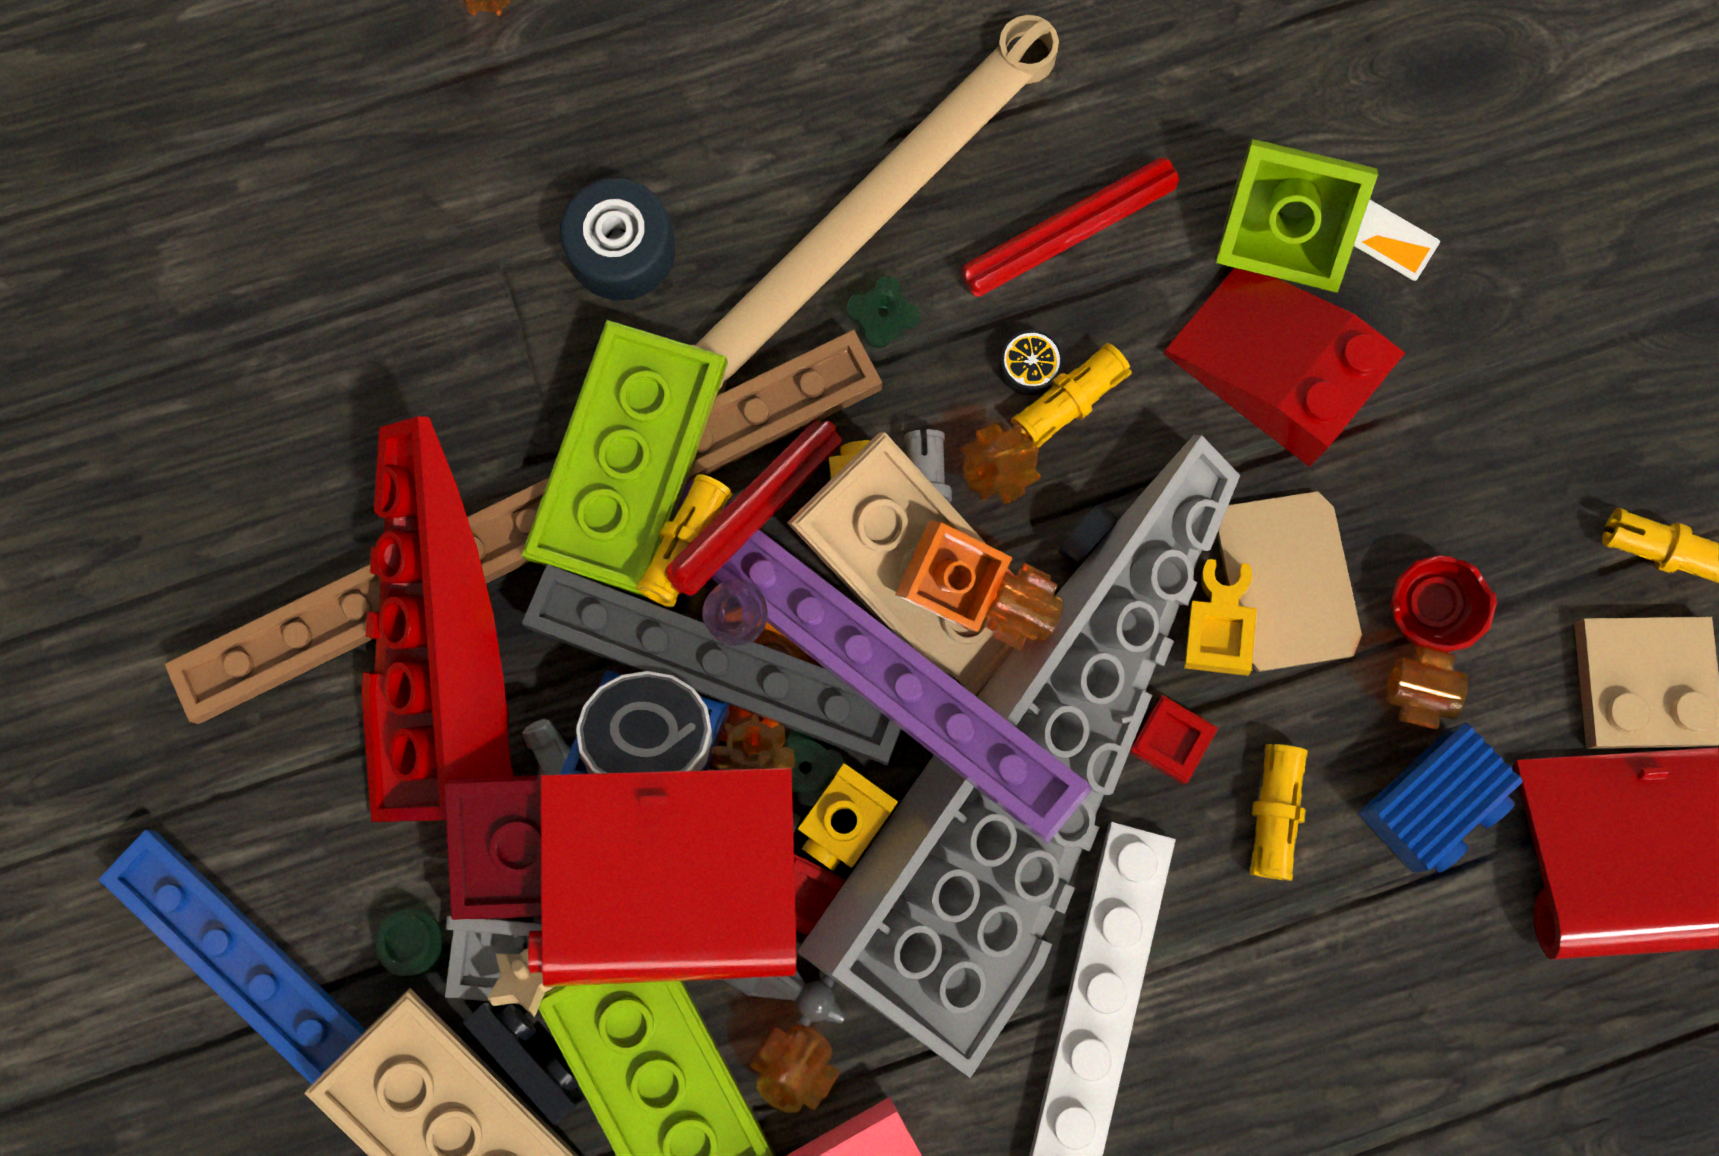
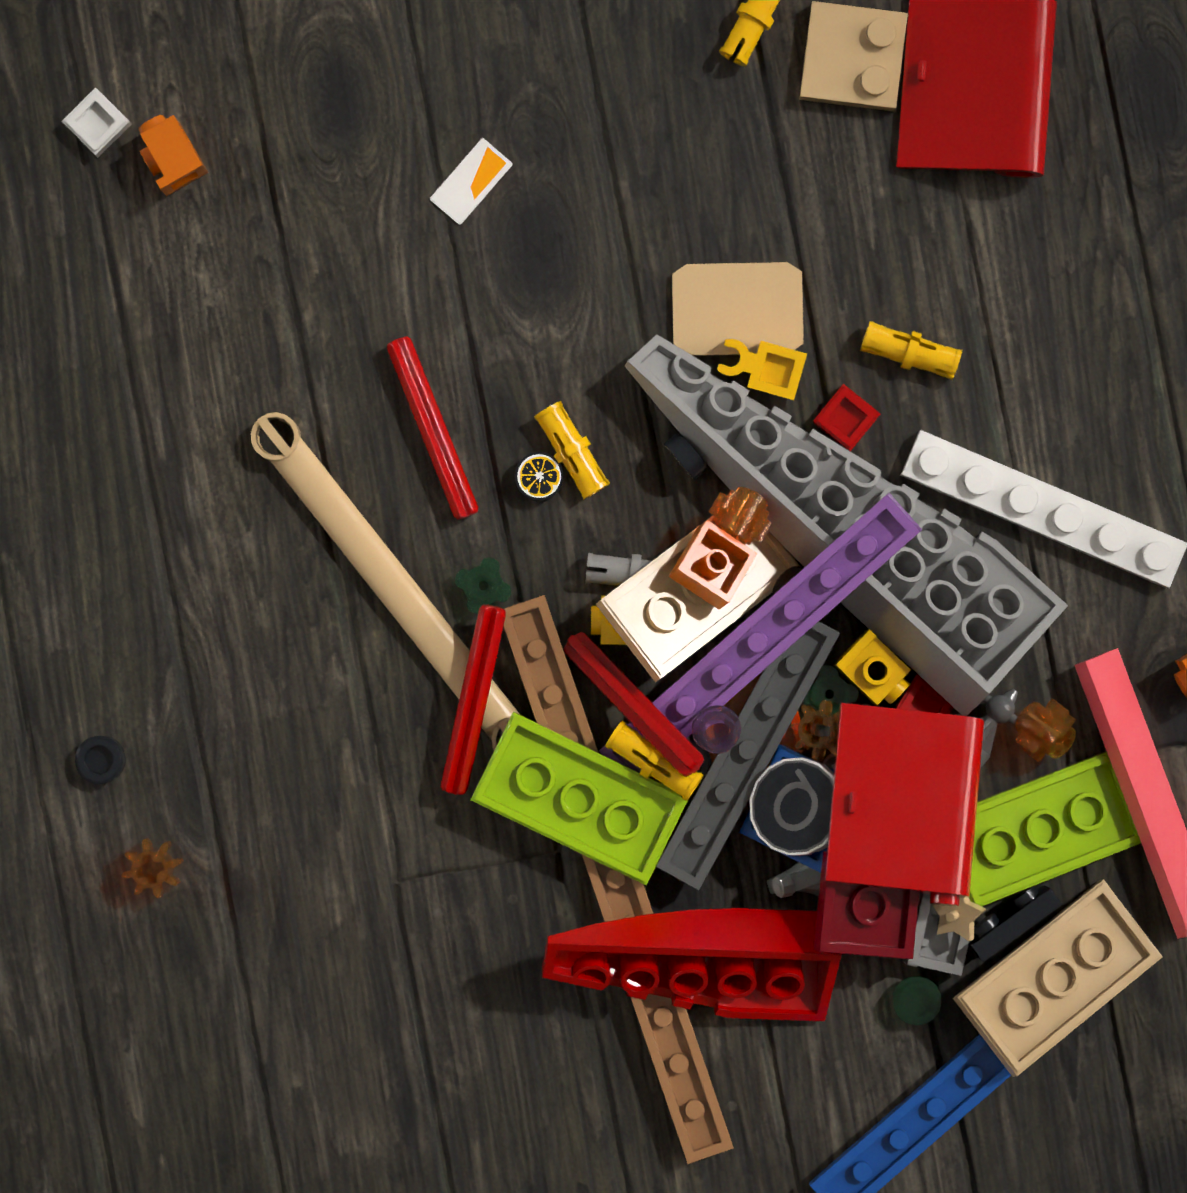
camera: 80 degrees left, 10 degrees up
(627, 261) = (406, 774): black wheel -> none
(737, 312) = (473, 699): none -> red axle
(1000, 463) = (621, 513): clear orange gear -> none
(1284, 359) = (565, 283): red slope -> none
(1295, 214) = (460, 256): lime brick -> none
(1427, 688) = (837, 226): clear orange gear -> none
(1442, 604) = (777, 202): red hair -> none
(1442, 799) = (920, 231): blue brick -> none

